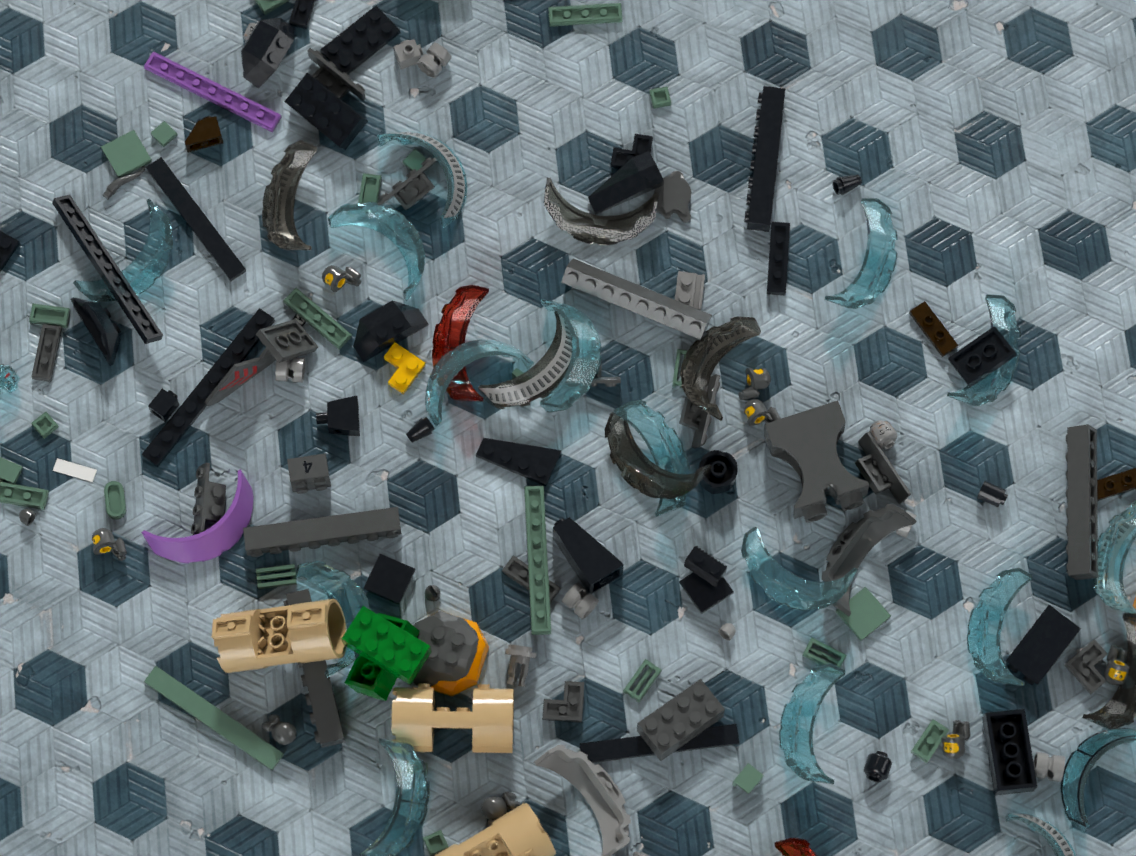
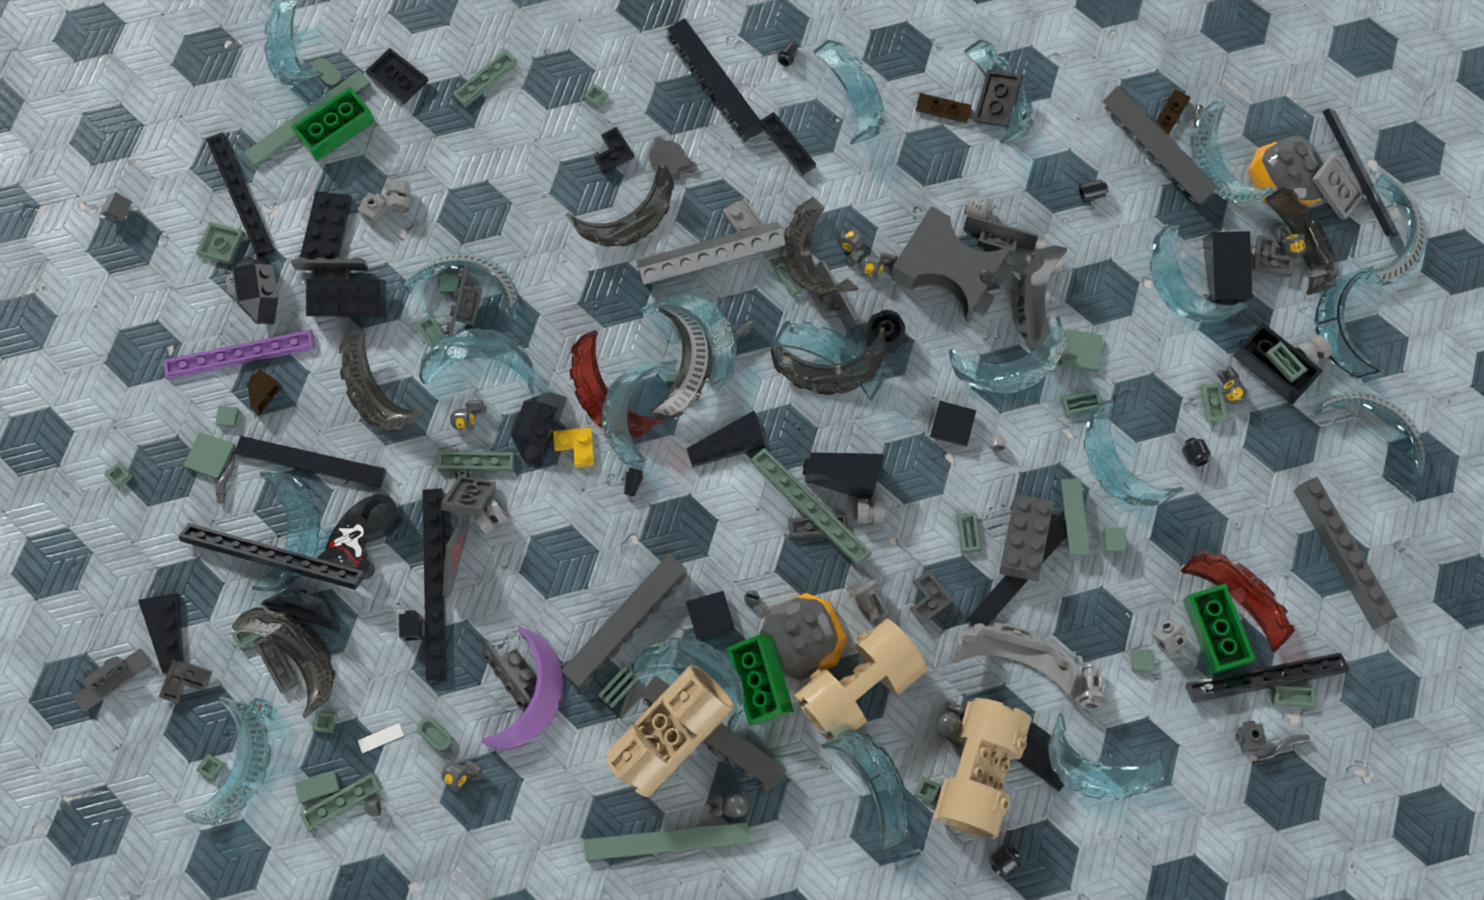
camera: 35 degrees left, 0 degrees up
(49, 116) = (118, 475): none -> sand green tile
(74, 353) = (300, 644): none -> clear smoke windscreen
(182, 299) = (352, 532): none -> black animal
(309, 473) = (576, 584): dark grey brick -> none
(341, 416) = (562, 520): black torso -> none
(386, 645) = (762, 666): green brick -> none
(630, 181) = (628, 172): black wedge -> none
(705, 566) = (942, 407): black brick -> none
(733, 736) = (1074, 517): none -> sand green tile
(1011, 771) = (1279, 361): none -> sand green tile

